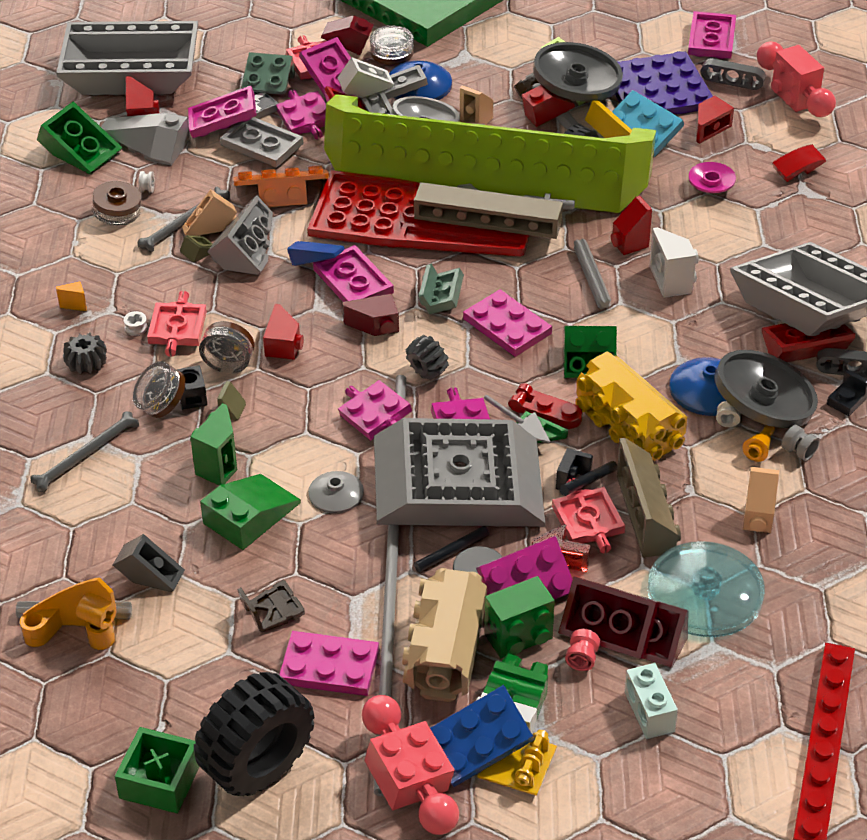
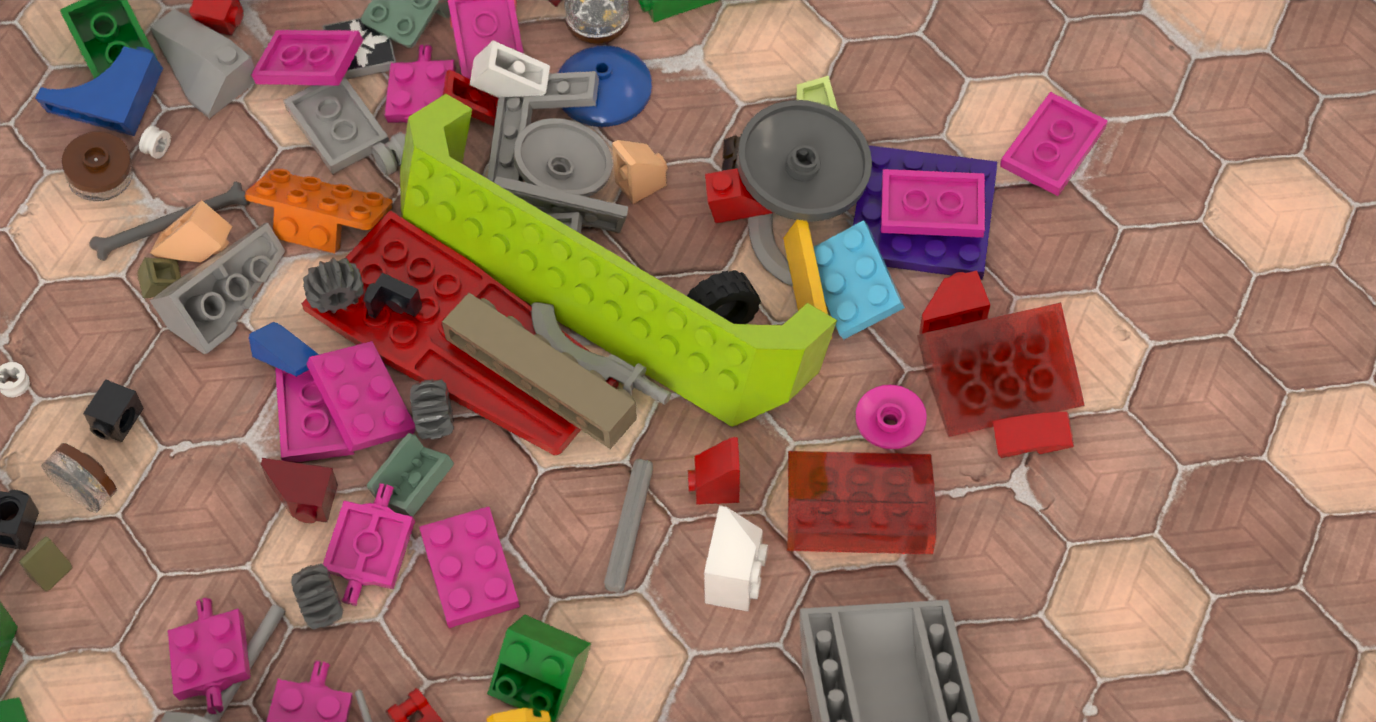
camera: 25 degrees right, 15 degrees up
(102, 165) = (114, 98): none -> blue arch
(177, 324) = (54, 403): coral plate -> none
(219, 309) = (113, 411): none -> black brick
(282, 335) = (168, 475): slope -> none
(311, 144) = (389, 155): none -> light grey wheel
(329, 205) = (333, 285): none -> dark grey gear
(369, 202) = (393, 292): none -> black bracket
(381, 258) = (361, 396): none -> dark pink plate
(432, 249) = (431, 409): none -> dark grey gear
(441, 322) = (368, 544): none -> dark pink plate
(666, 73) = (933, 203): none -> dark pink plate
(726, 222) = (861, 502): none -> clear red slope
(741, 69) = (1038, 230): dark grey beam -> none
(756, 136) = (1001, 368): none -> clear red slope
(797, 78) = (1114, 282): coral brick -> none

